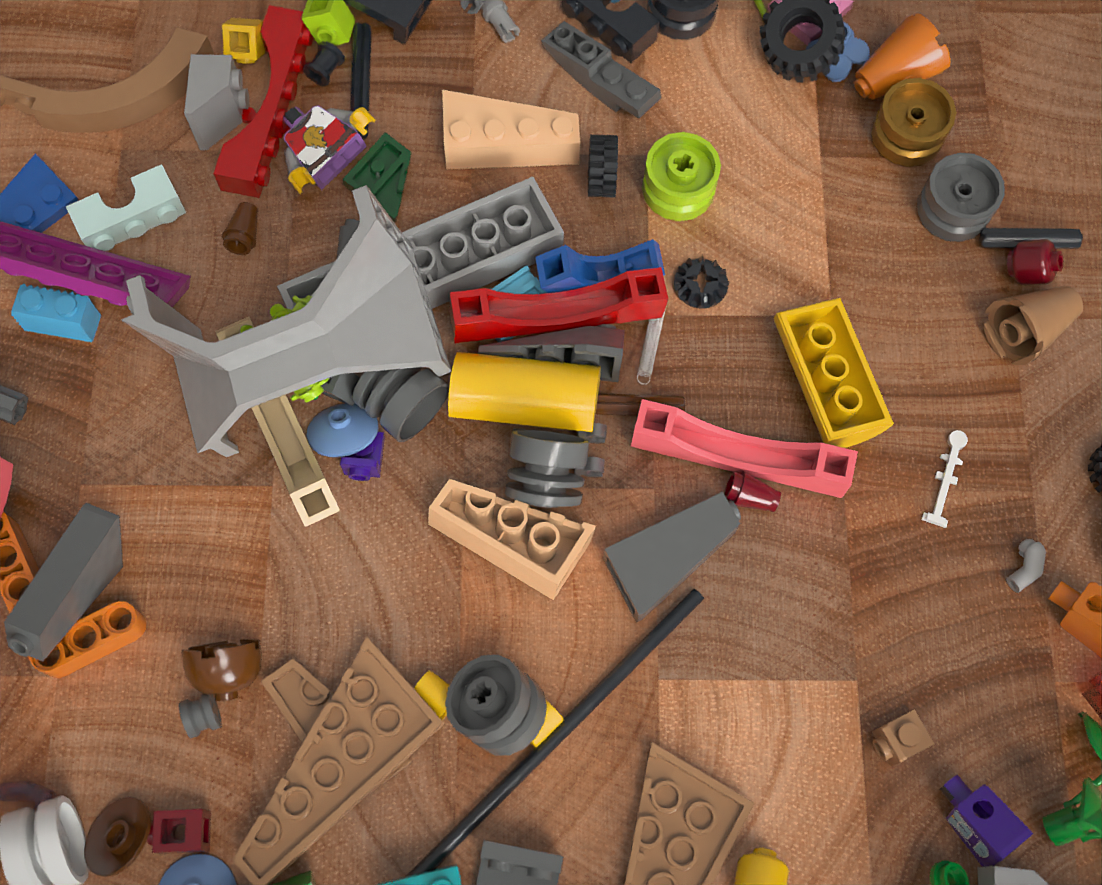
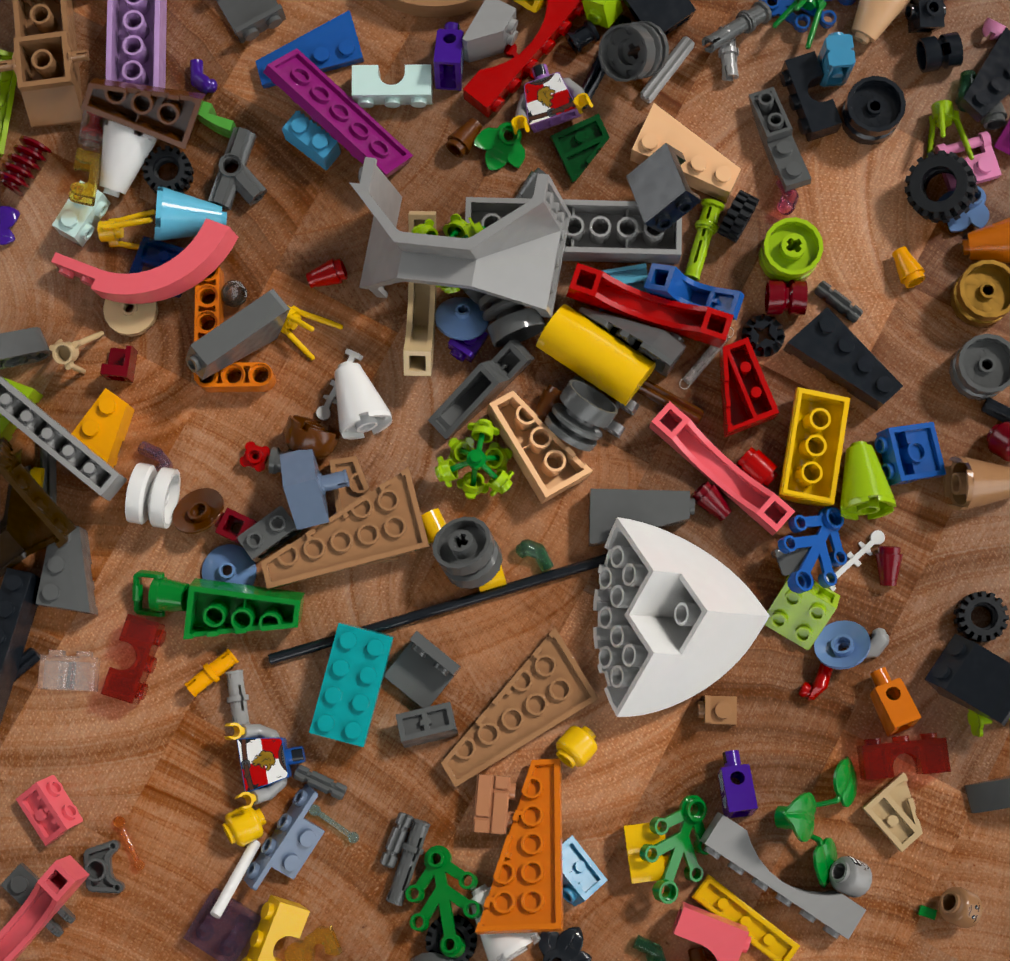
camera: 35 degrees right, 10 degrees up
(40, 538) = (233, 293): none -> clear smoke plate
(132, 535) = (294, 319): none -> yellow plant
(150, 457) = (328, 273): none -> red cone
(172, 732) = (259, 463): none -> red plate
(174, 137) = (449, 52): none -> dark purple torso
(226, 627) = (323, 412): none -> white piece
(226, 818) = (268, 534): none -> dark grey bracket
(249, 729) = (307, 487): none -> sand blue brick
(265, 591) = (358, 403): none -> white cone
(290, 223) = (500, 150): none -> green plate
(374, 50) = (633, 51): none -> dark grey wheel
(407, 500) = (480, 388): none -> dark grey slope
(437, 58) = (673, 62): none -> light grey axle
(447, 583) = (464, 452): none -> lime plant
(496, 473) = (547, 400): none -> reddish brown cone
(504, 168) = (662, 188): none -> black panel
(572, 199) = (705, 227): none -> lime pin
(577, 660) = (537, 551): none -> clear green arm
(645, 128) = (788, 200): none -> clear pink arm
(699, 229) = (786, 297): none -> dark red wheel
(716, 347) = (743, 389): none -> red wedge
(762, 207) = (838, 301): none -> dark grey axle
(781, 425) = (758, 466): none -> red brick
(784, 659) = (667, 619): none -> white brick
(808, 262) = (843, 359): none -> black wedge
(817, 138) = (908, 268): none -> light orange cone
(884, 508) = (789, 562): none -> dark grey panel
(897, 447) = (829, 523): none -> blue plant
(912, 385) = (864, 484): none -> lime cone
(926, 566) = (802, 615): none -> lime bracket
(938, 328) = (910, 453): none -> blue plate
(990, 462) = (888, 564): none -> dark red cone
(994, 568) = (839, 636): none -> medium blue dish
(999, 643) = (820, 684): none -> red arm

